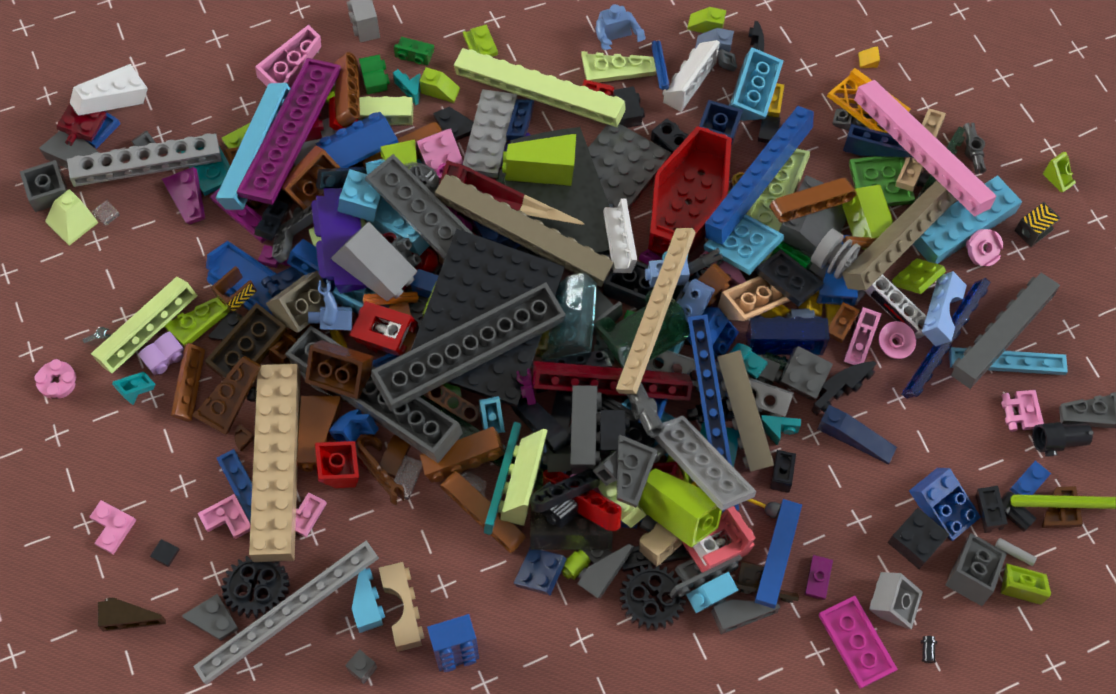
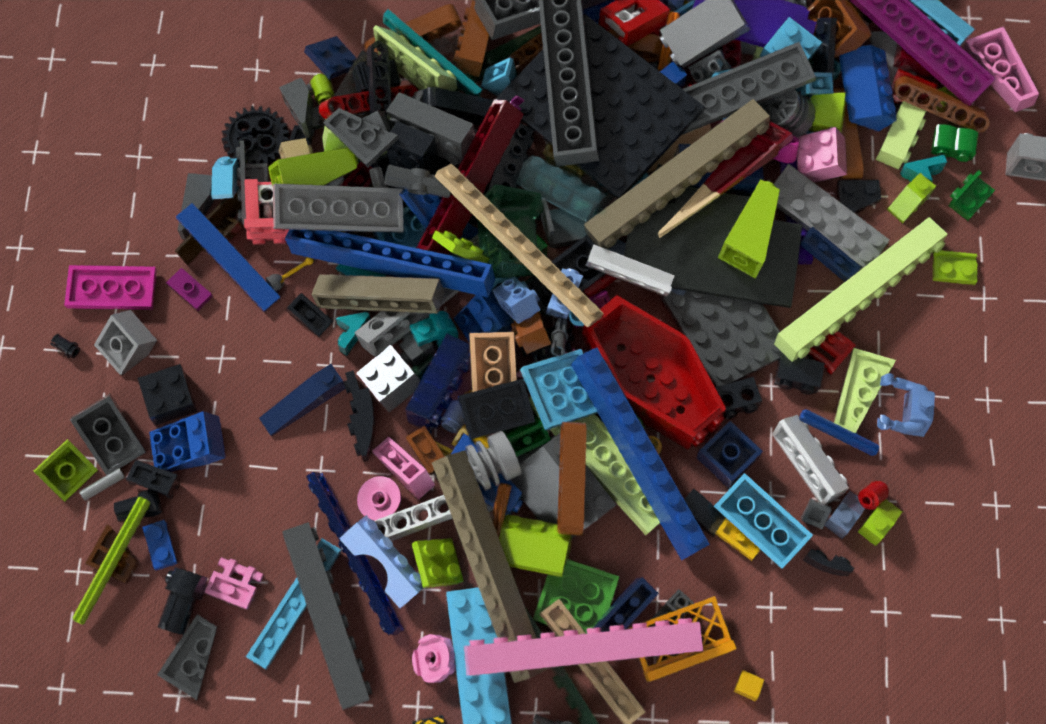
camera: 115 degrees right, 5 degrees up
(679, 356) = (460, 247): none -> lime plate
(693, 29) = (873, 495): none -> red brick

